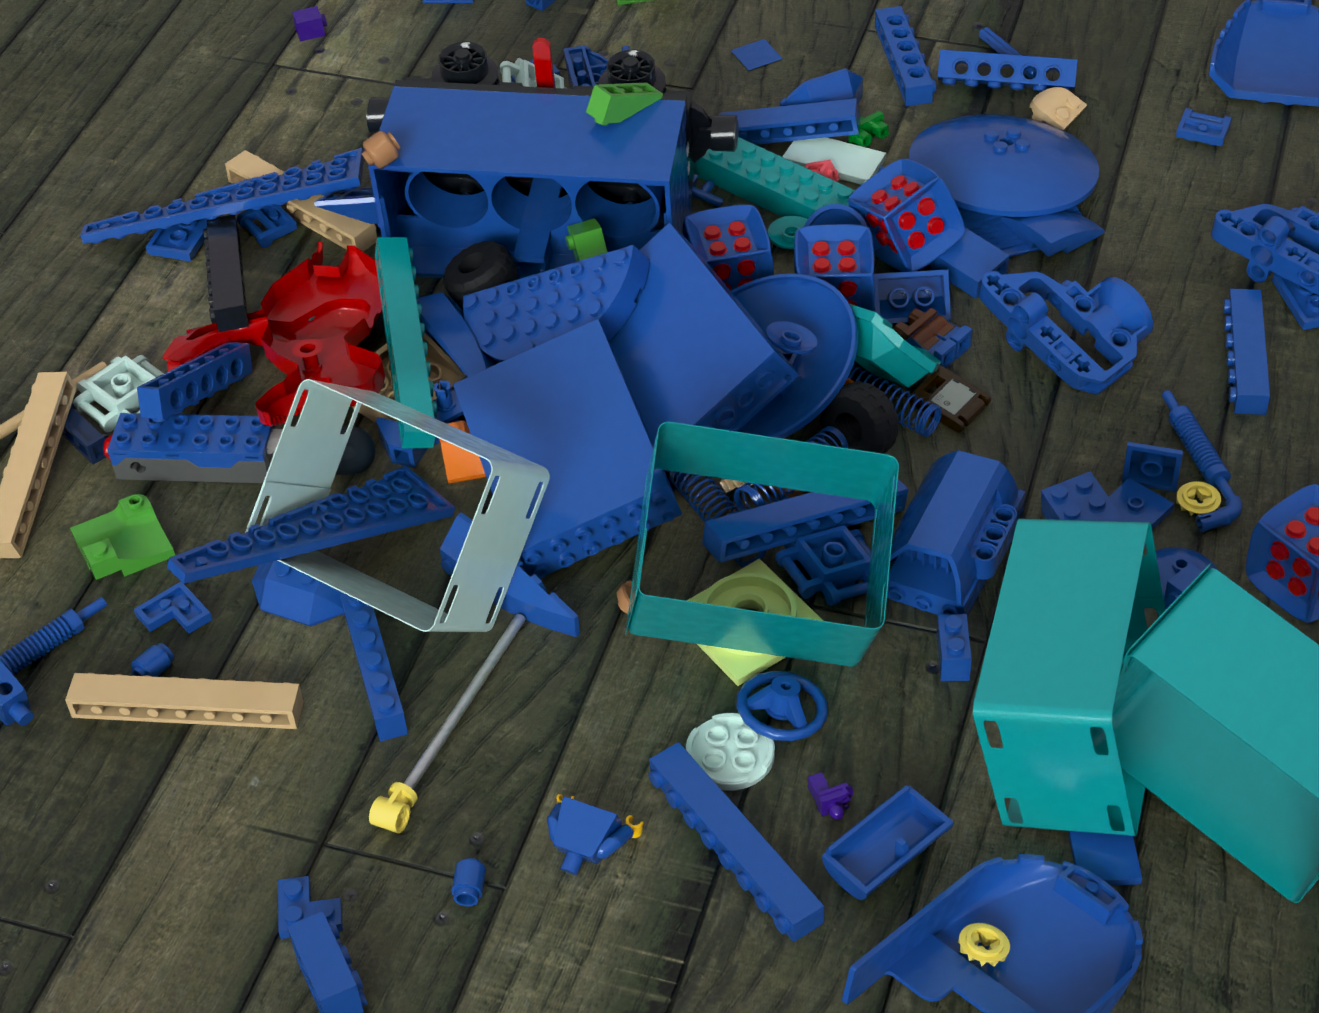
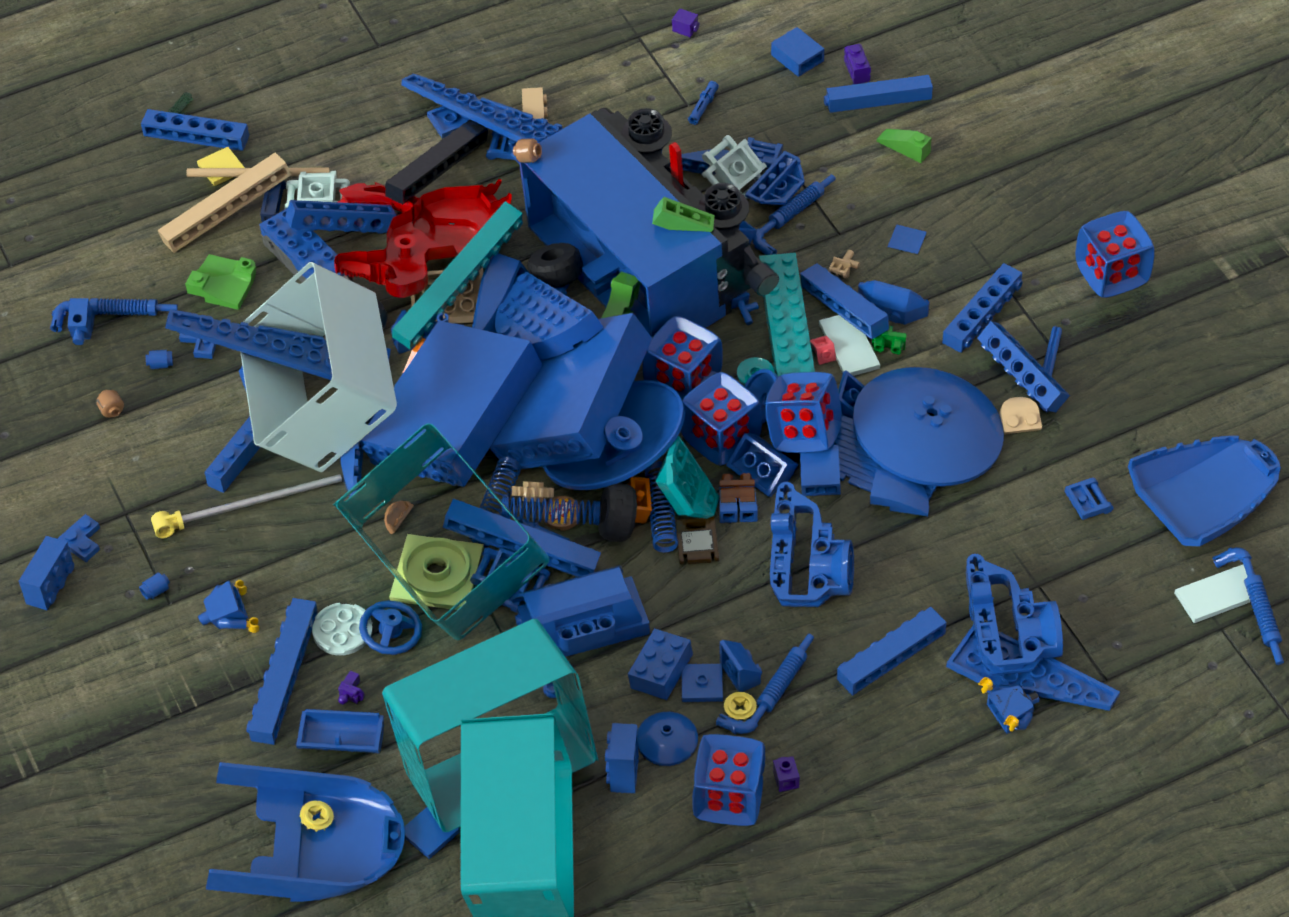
camera: 45 degrees right, 5 degrees up
(154, 748) = (109, 403): none -> medium nougat head
(185, 700) = (150, 391): tan brick -> none
(414, 63) = (705, 98): none -> blue pin
(738, 102) = (842, 266): none -> tan arm

